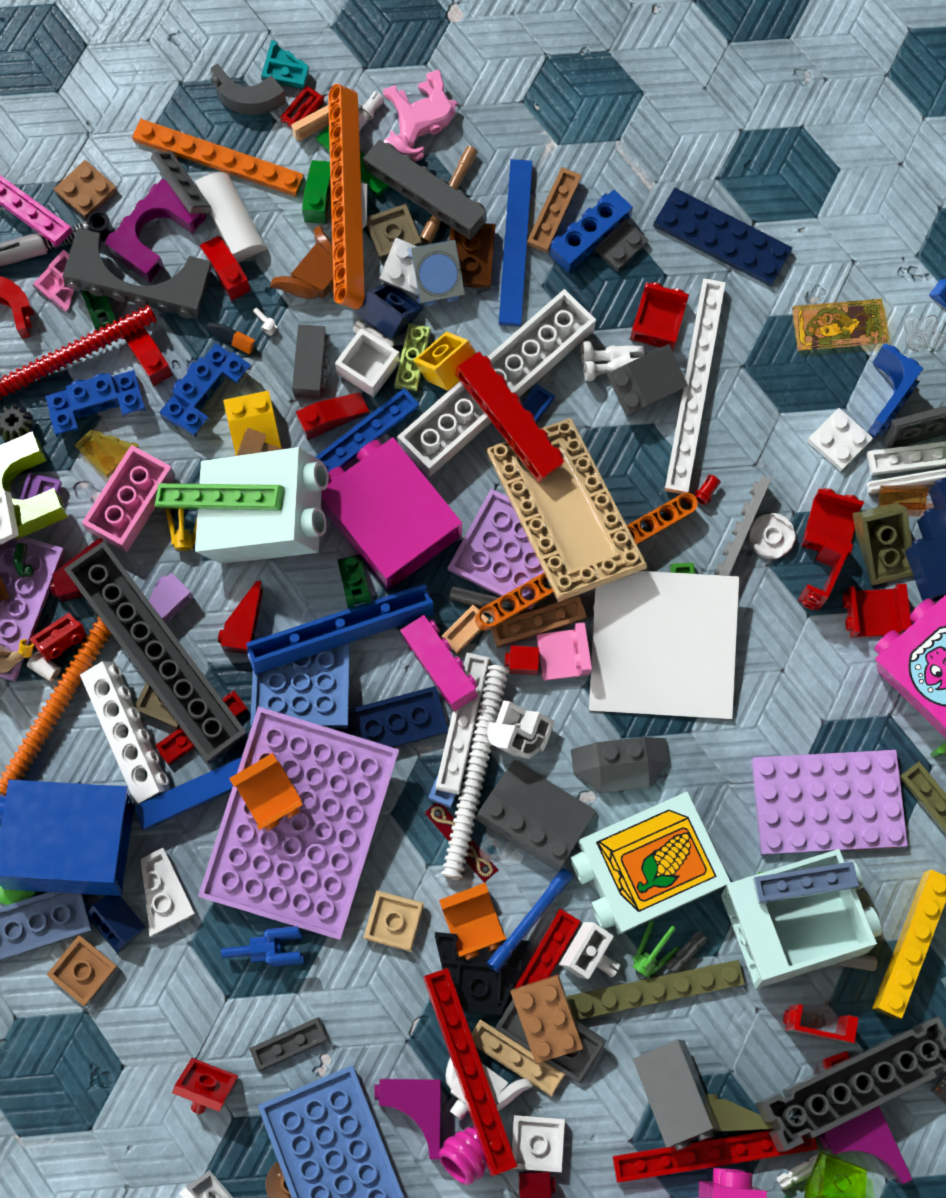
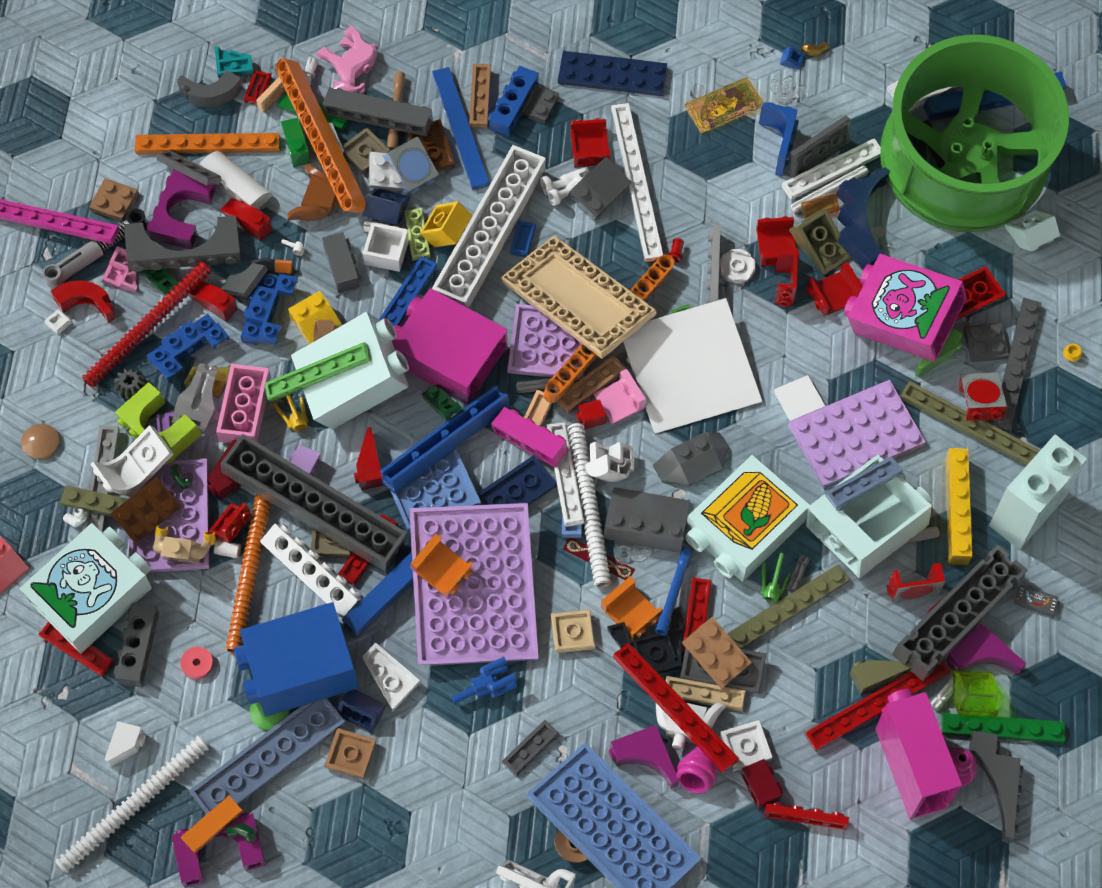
camera: 20 degrees left, 10 degrees down
(78, 474) = (197, 399): none -> light grey animal
(190, 346) = (244, 282): none -> dark grey tile
(204, 1086) = (481, 797): red tile -> none
(330, 414) = (372, 294): red slope -> none
(509, 416) = (510, 245): red brick -> none
(588, 952) = (726, 597): white brick -> none
(676, 1095) = (833, 669): brick -> none
(777, 732) = (799, 398): none -> white tile
(839, 439) = (757, 183): white plate -> none

